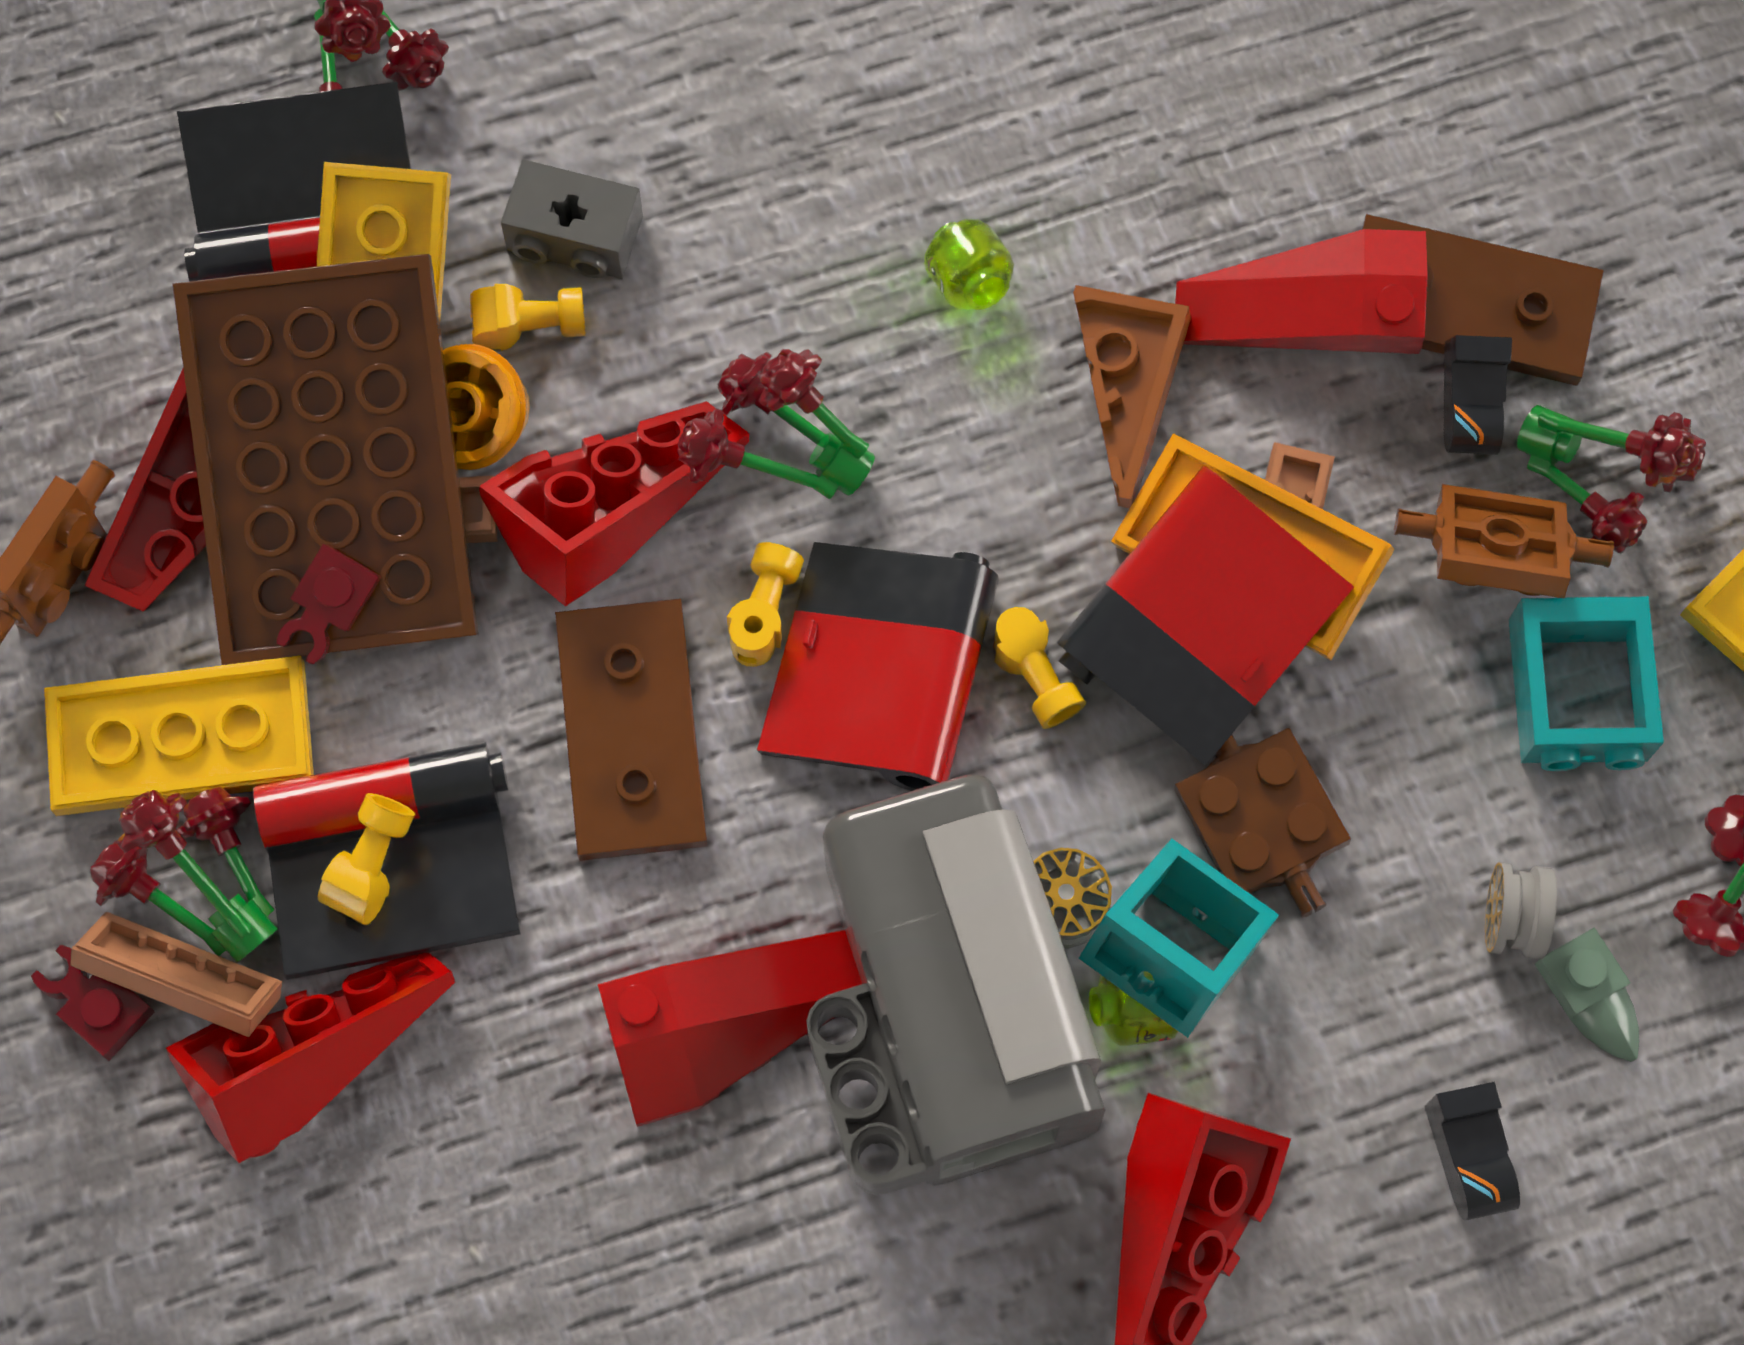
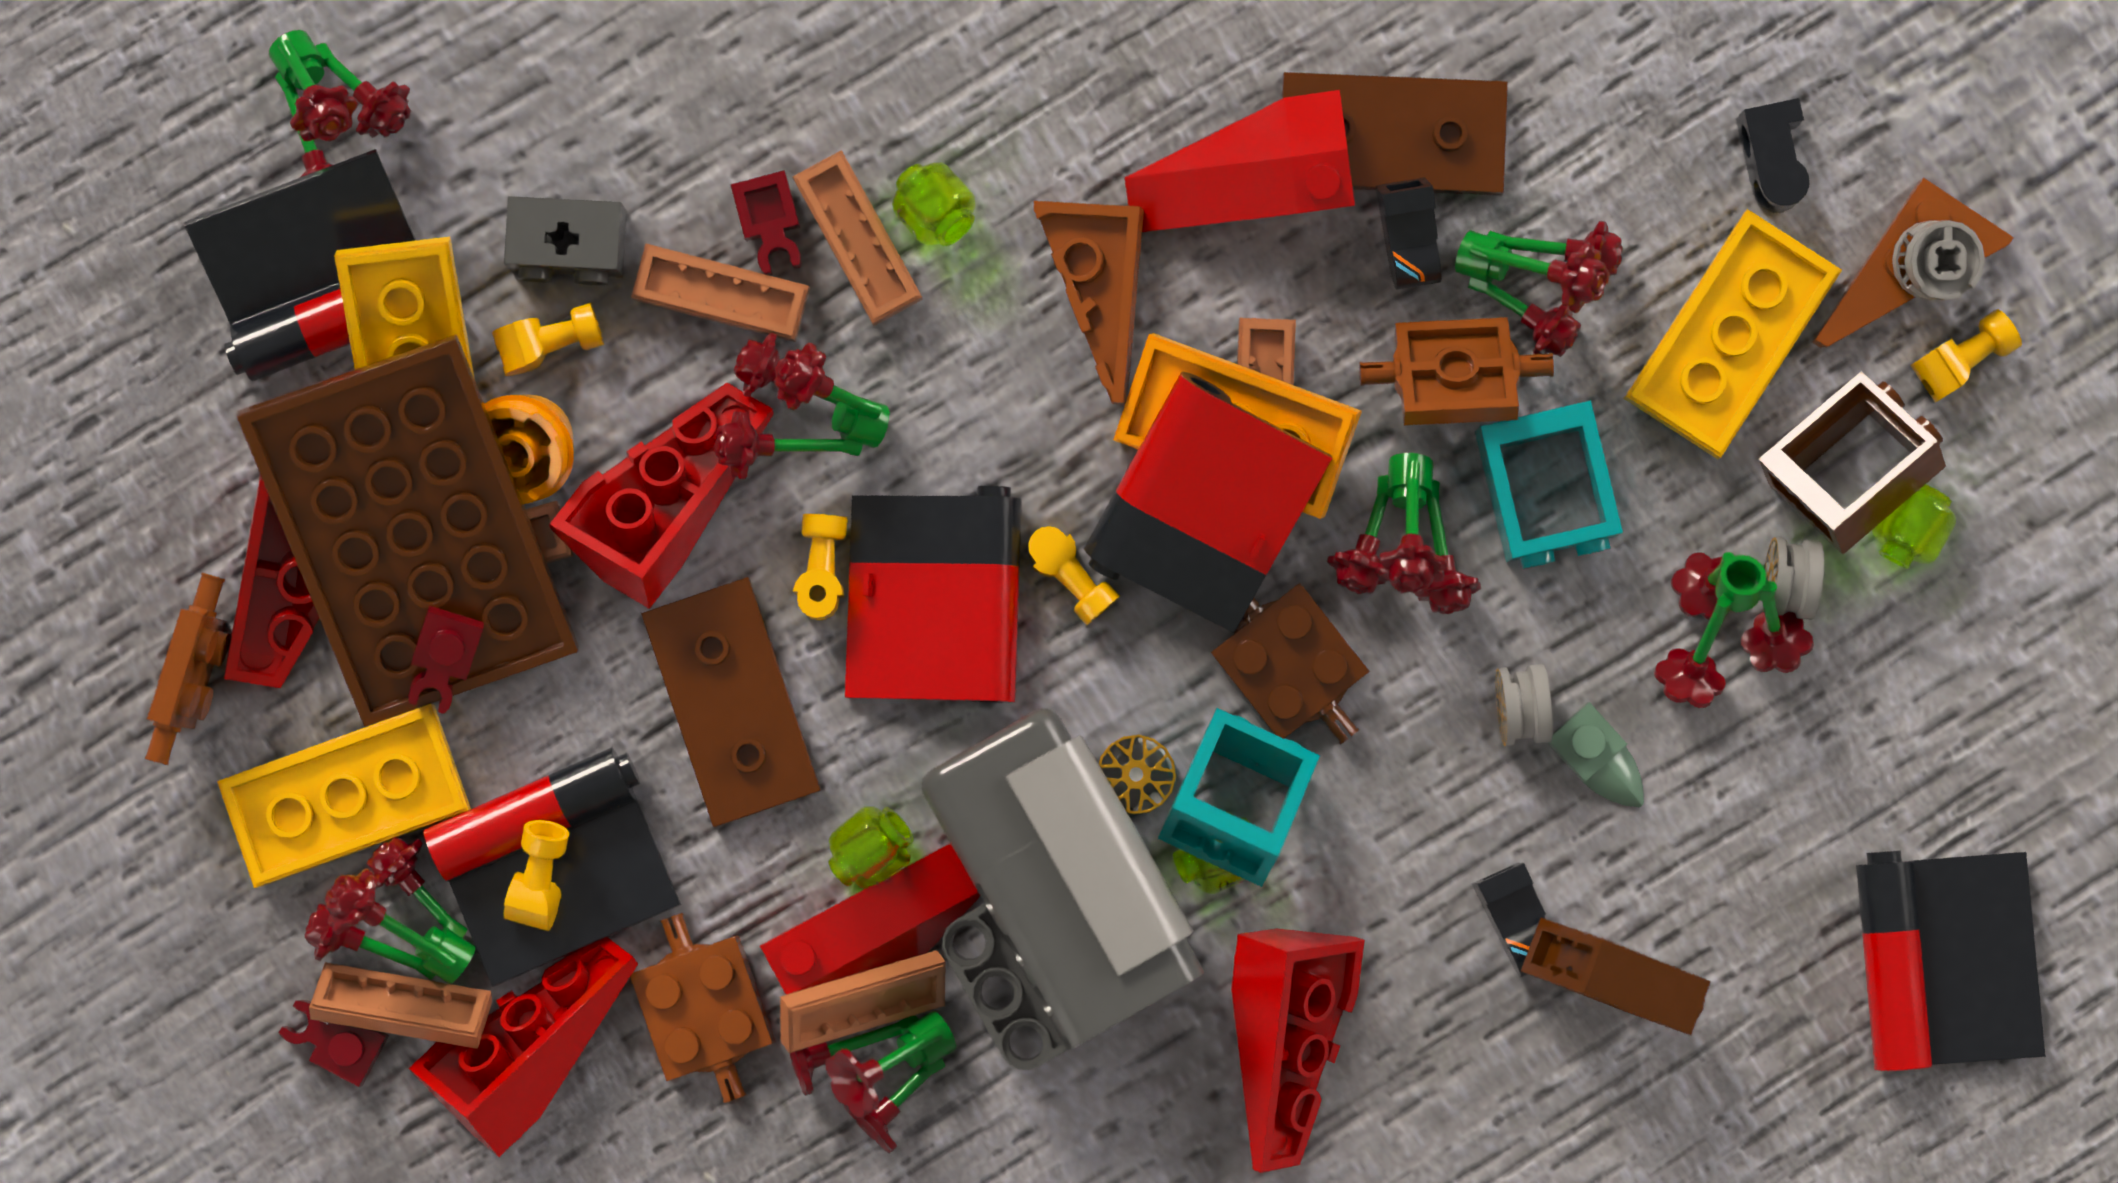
camera: 10 degrees left, 15 degrees up
(515, 1054) = (702, 1008): none -> dark orange plate
(672, 1145) = (922, 1043): none -> plant
(699, 1074) = (862, 1001): none -> nougat plate
(718, 305) = (720, 292): none -> nougat plate
(747, 911) = (870, 847): none -> clear neon green head
(790, 243) = (766, 213): none -> dark red plate
(880, 285) = (857, 238): none -> nougat plate
(1419, 710) = (1411, 565): none -> dark red plant
(1586, 1228) = (1616, 976): none -> reddish brown window

